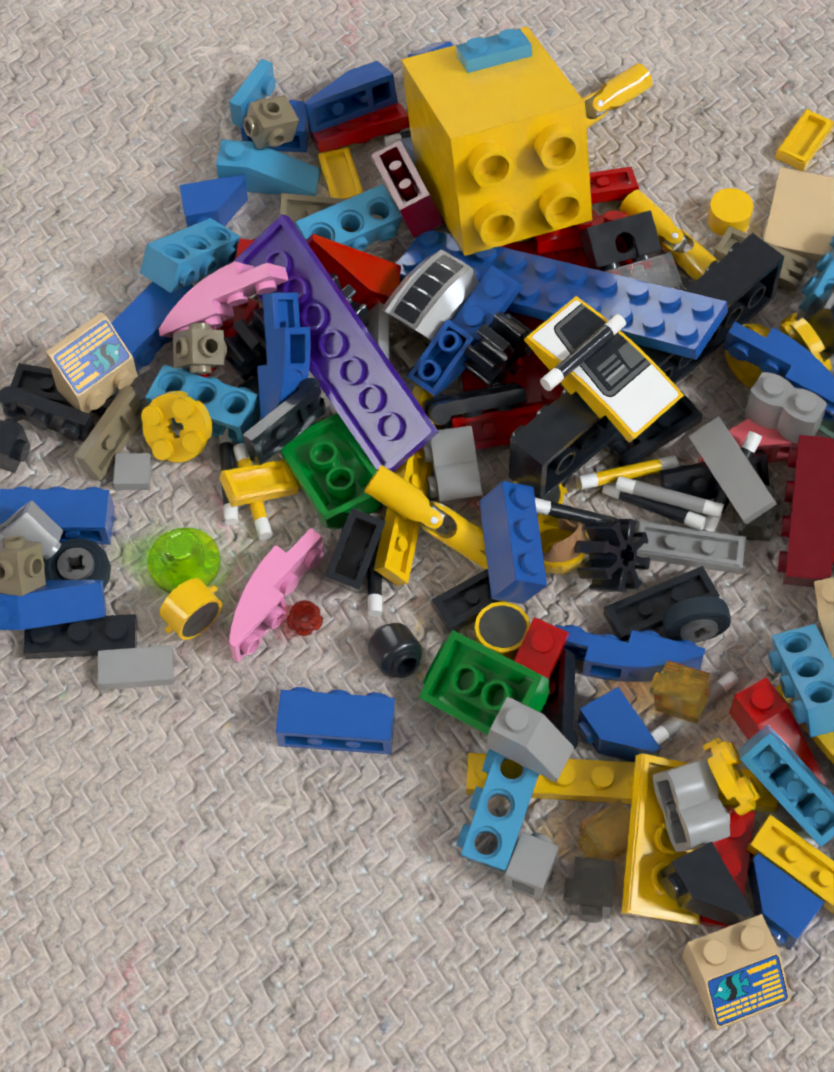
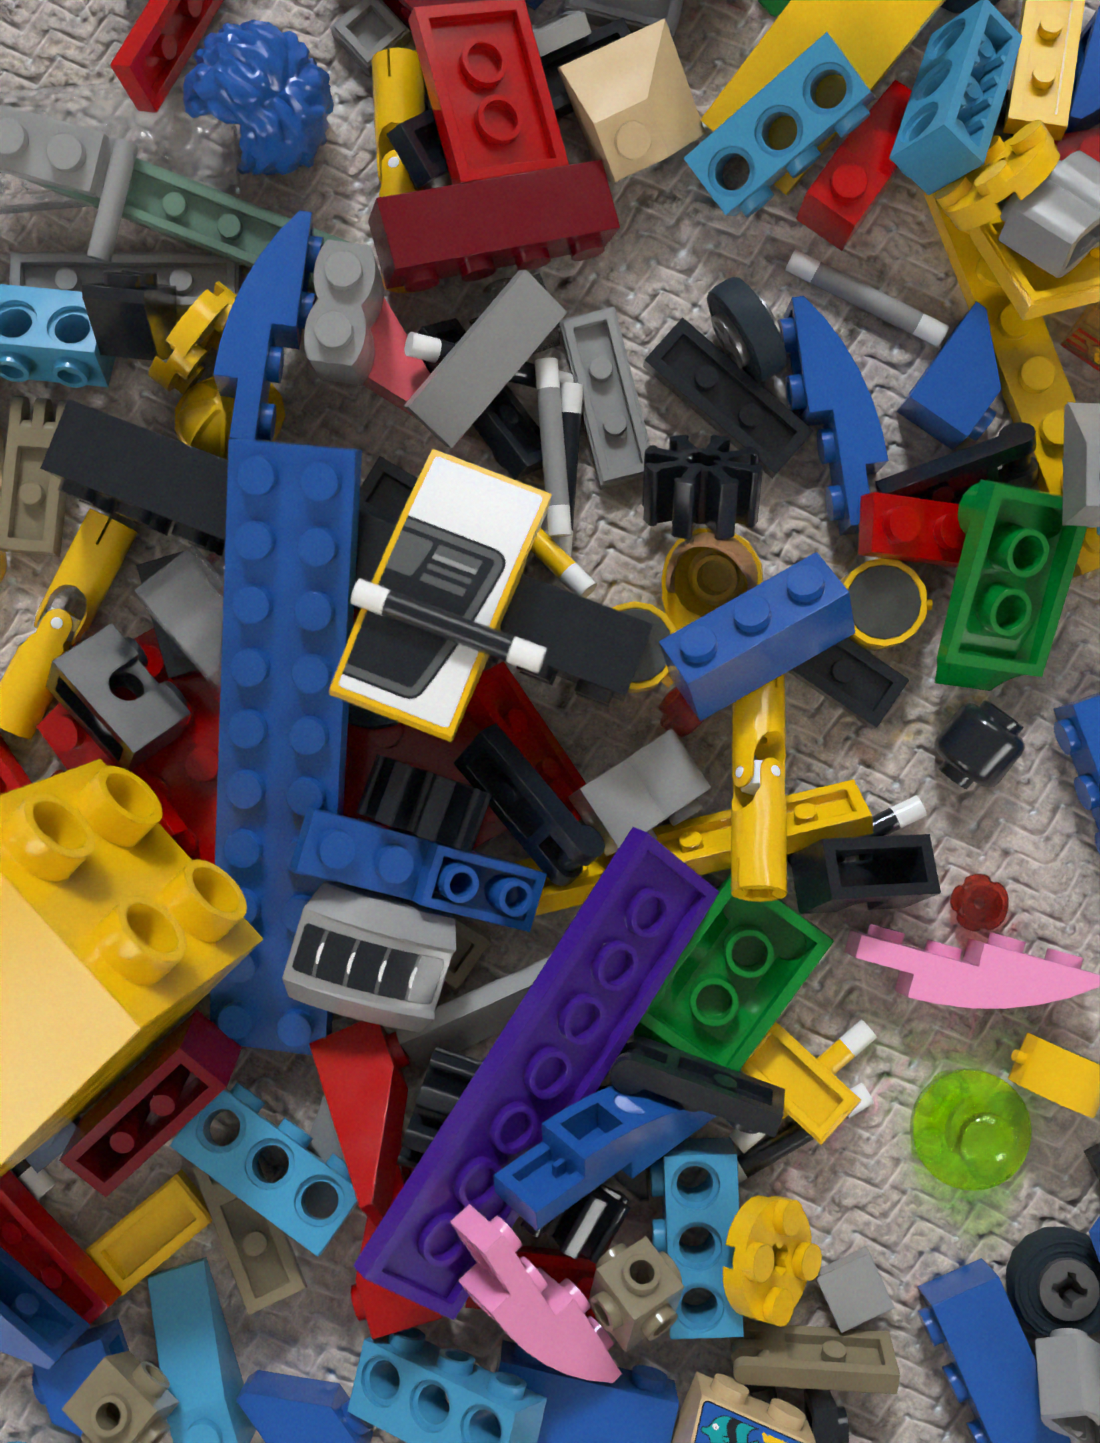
camera: 110 degrees left, 25 degrees up
(567, 512) = (643, 562): black bar -> none
(681, 691) = (871, 309): clear yellow brick -> none

